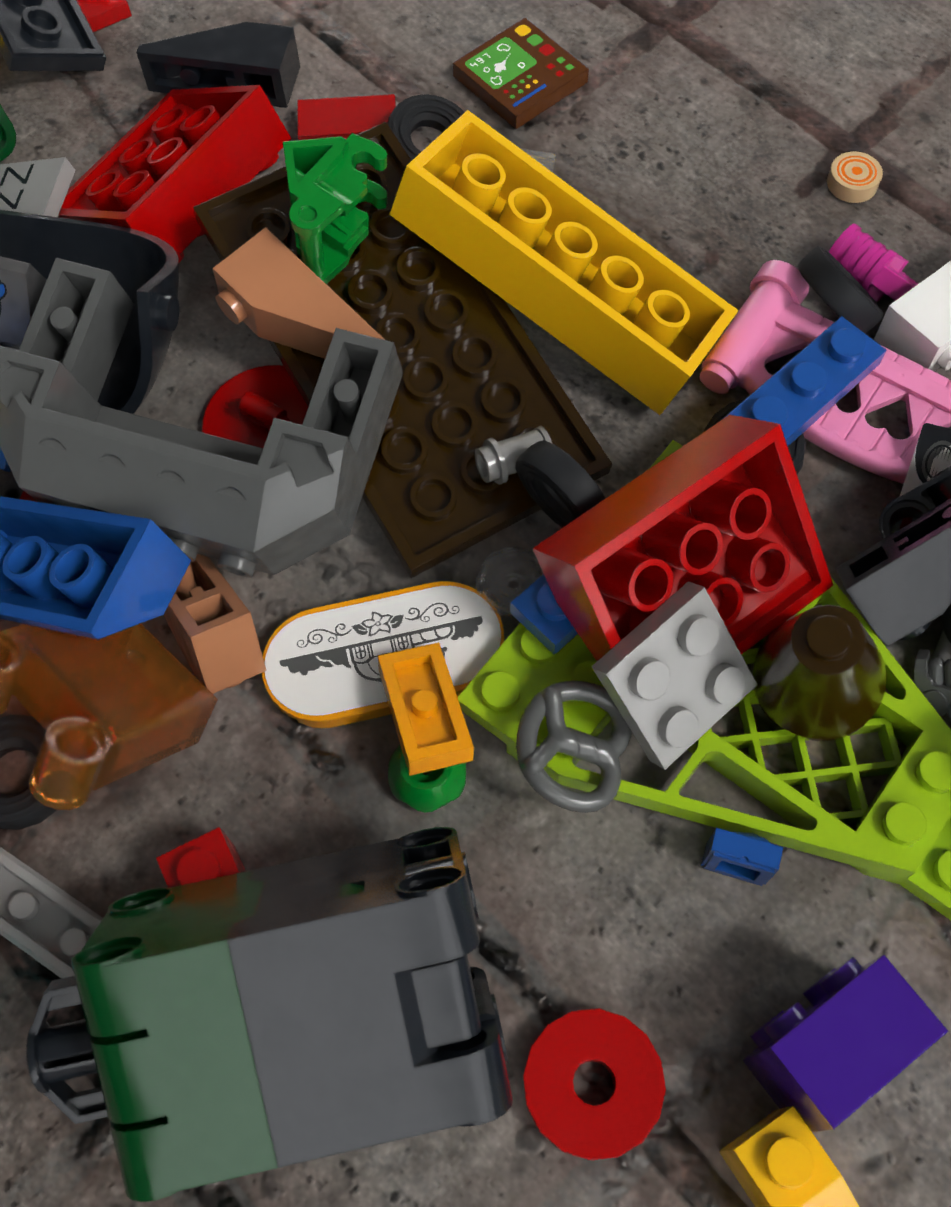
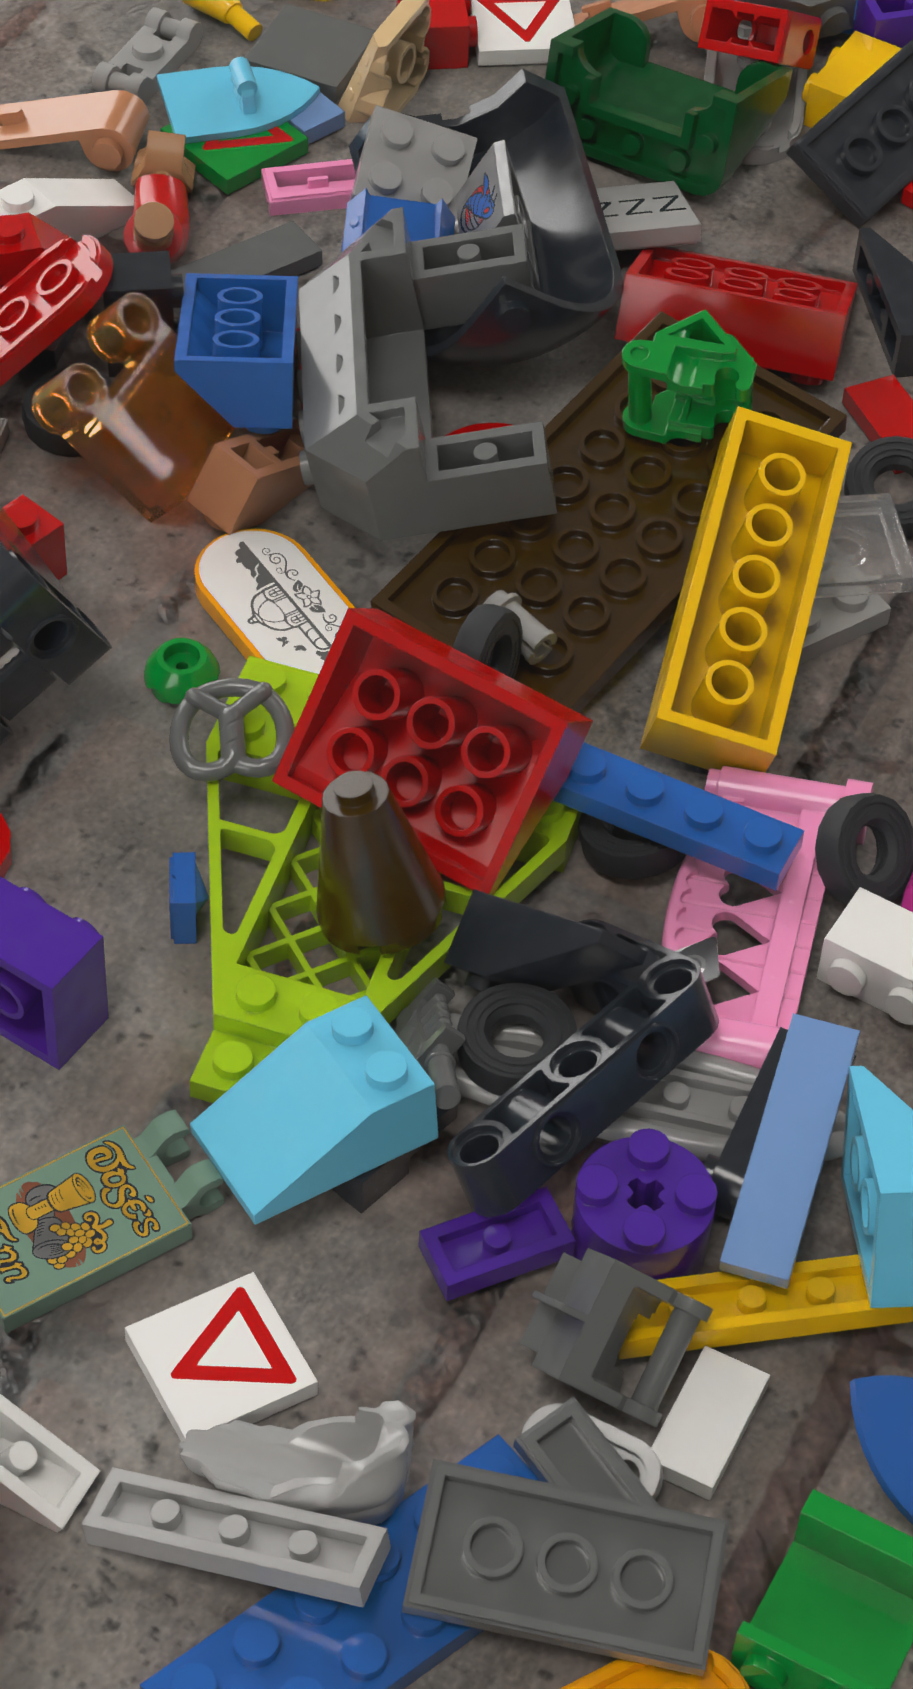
camera: 65 degrees right, 15 degrees down
(282, 297) = (585, 404): nougat slope -> none
(425, 709) = (227, 630): light orange plate -> none
(675, 674) = (303, 751): light grey plate -> none

